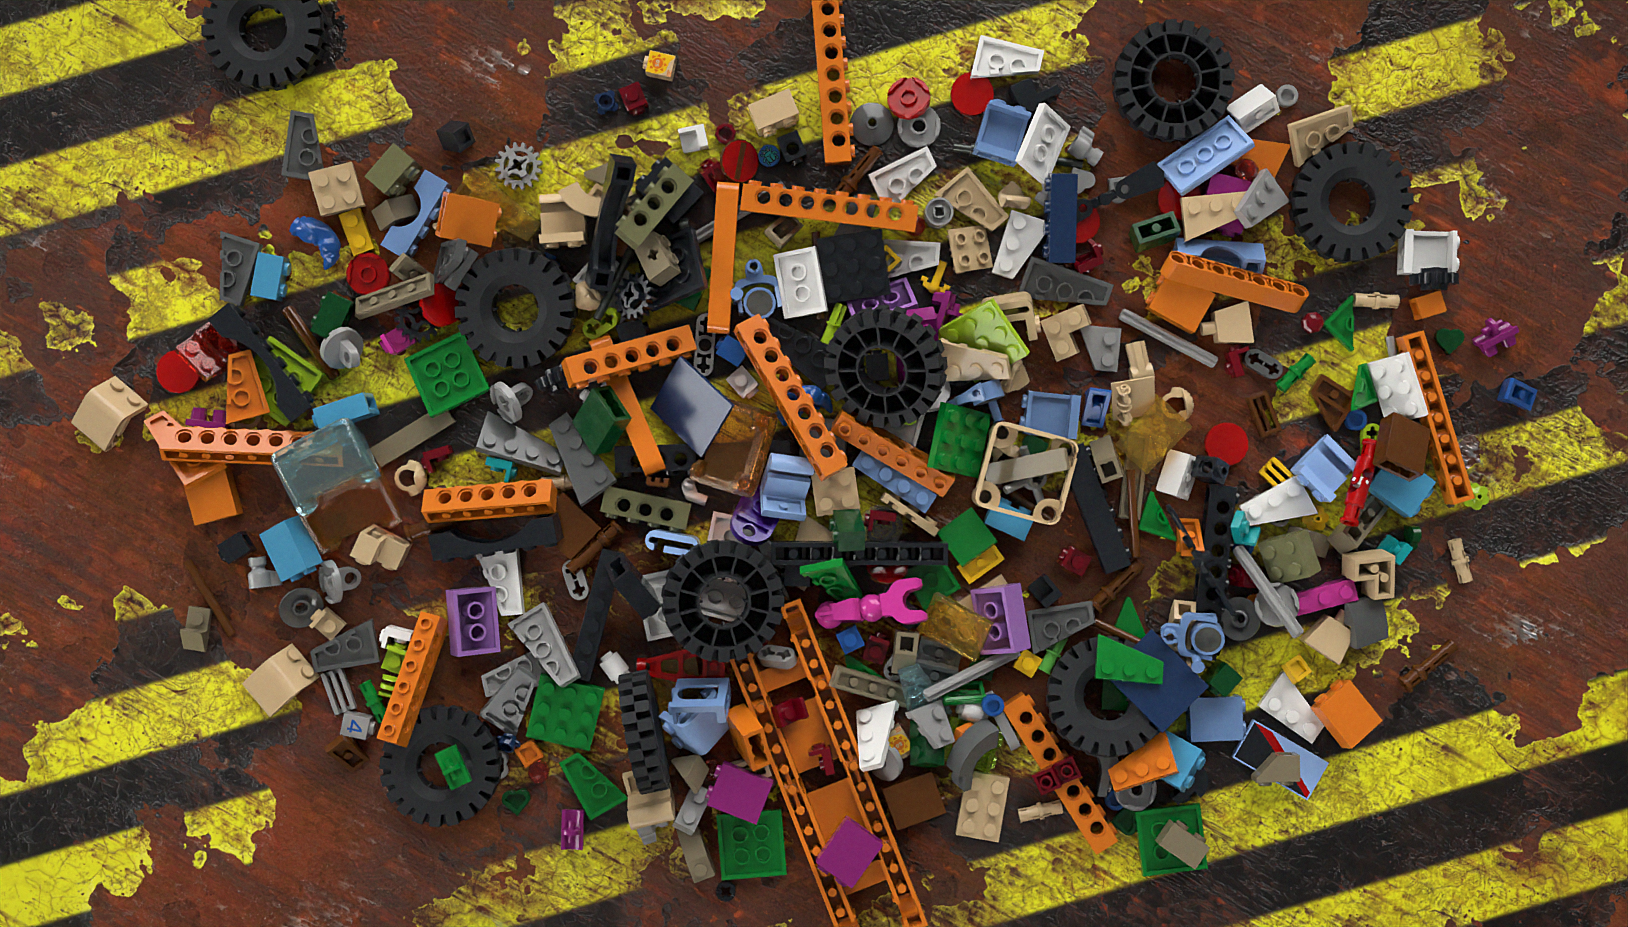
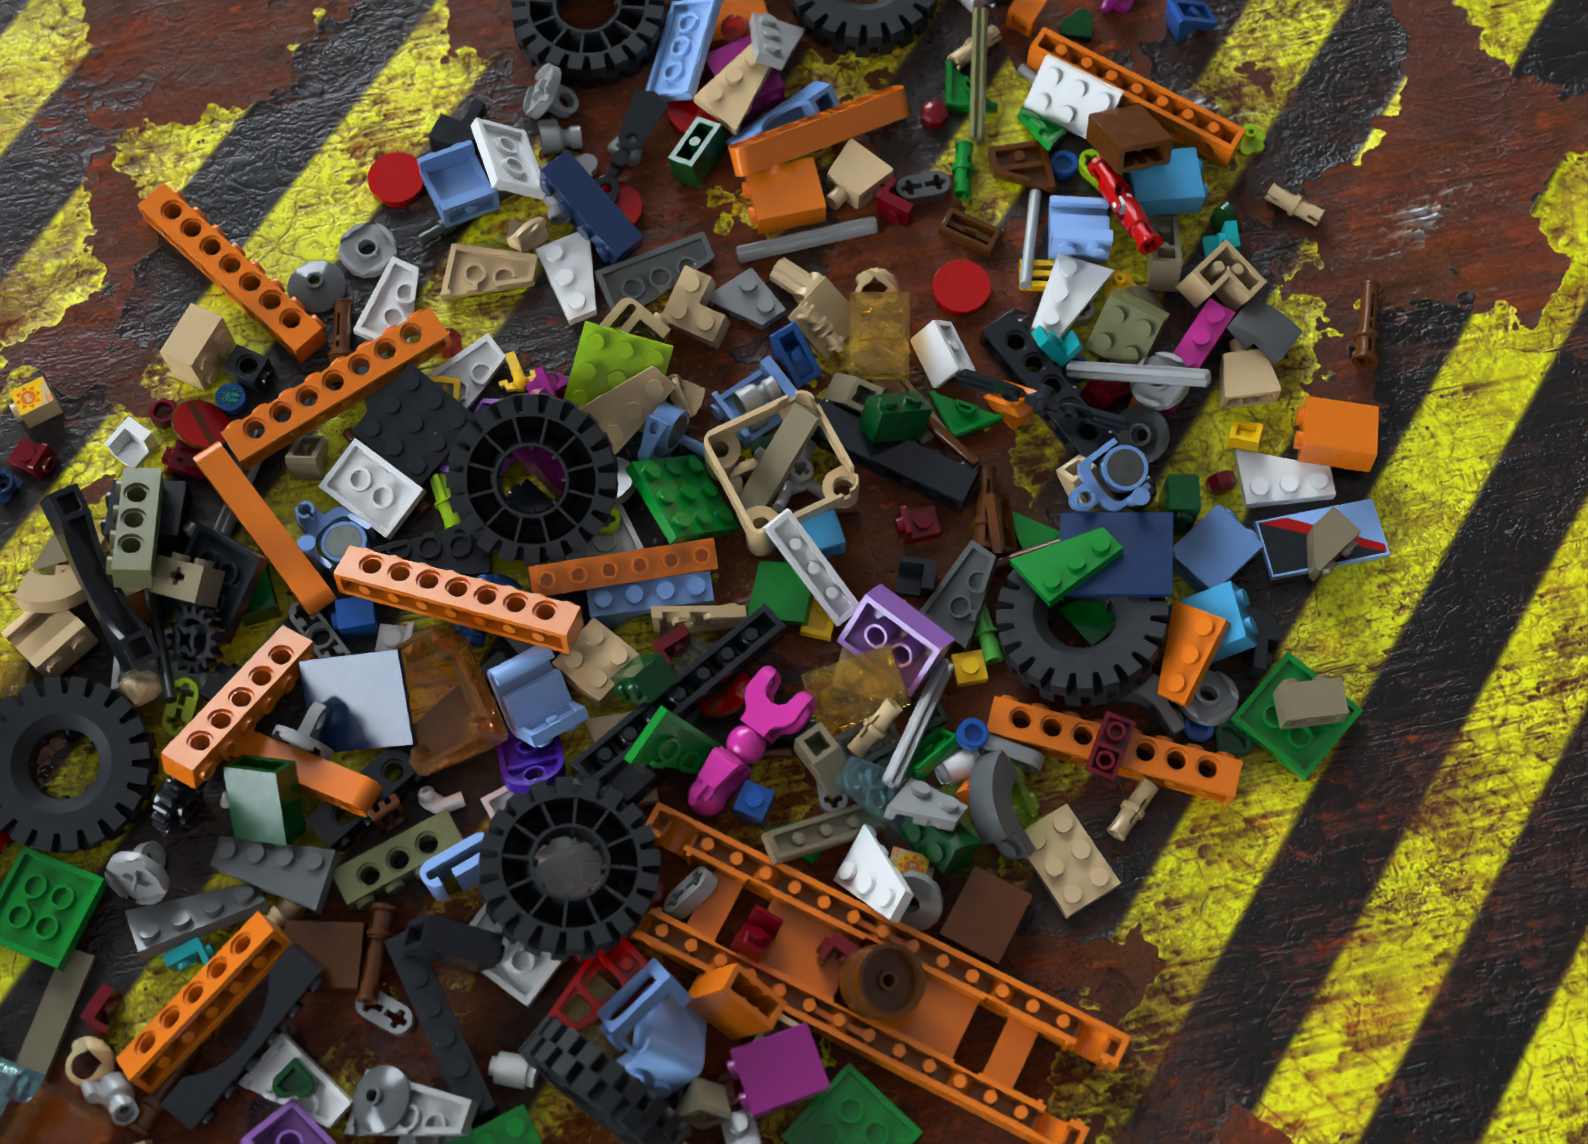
camera: 40 degrees left, 20 degrees down
(410, 507) = (115, 1095): none -> light grey piece
(503, 579) = (295, 1081): none -> dark green tile
(545, 630) = (391, 1102): none -> dark grey dish
(646, 403) = (307, 733): none -> light grey tile
(828, 795) = (882, 981): none -> reddish brown wheel
(848, 852) = (965, 1028): magenta brick -> none
(876, 648) = (792, 791): dark red bracket -> none
(908, 98) = (333, 230): red tile -> none
(934, 579) = (791, 661): green tile -> none
(938, 213) = (460, 307): light grey wheel -> none
(946, 656) = (874, 728): none -> tan pin
(969, 249) = (523, 318): tan hinge -> none
(990, 545) = (812, 567): none -> white plate
(1005, 58) = (401, 121): white wing -> none
(1048, 413) = (755, 396): none -> light grey piece
(1091, 259) = (660, 222): dark red bracket -> none
(1100, 114) = (546, 93): none -> light grey tile
(1114, 497) = (895, 416): none -> dark green brick
(1116, 603) = (1001, 523): none -> reddish brown tile
(1210, 470) = (967, 318): black brick -> none
(1256, 683) = (1221, 483): none -> dark red tile
(1291, 450) = (1030, 239): none -> light grey bar
(1359, 323) = (978, 74): none -> olive axle

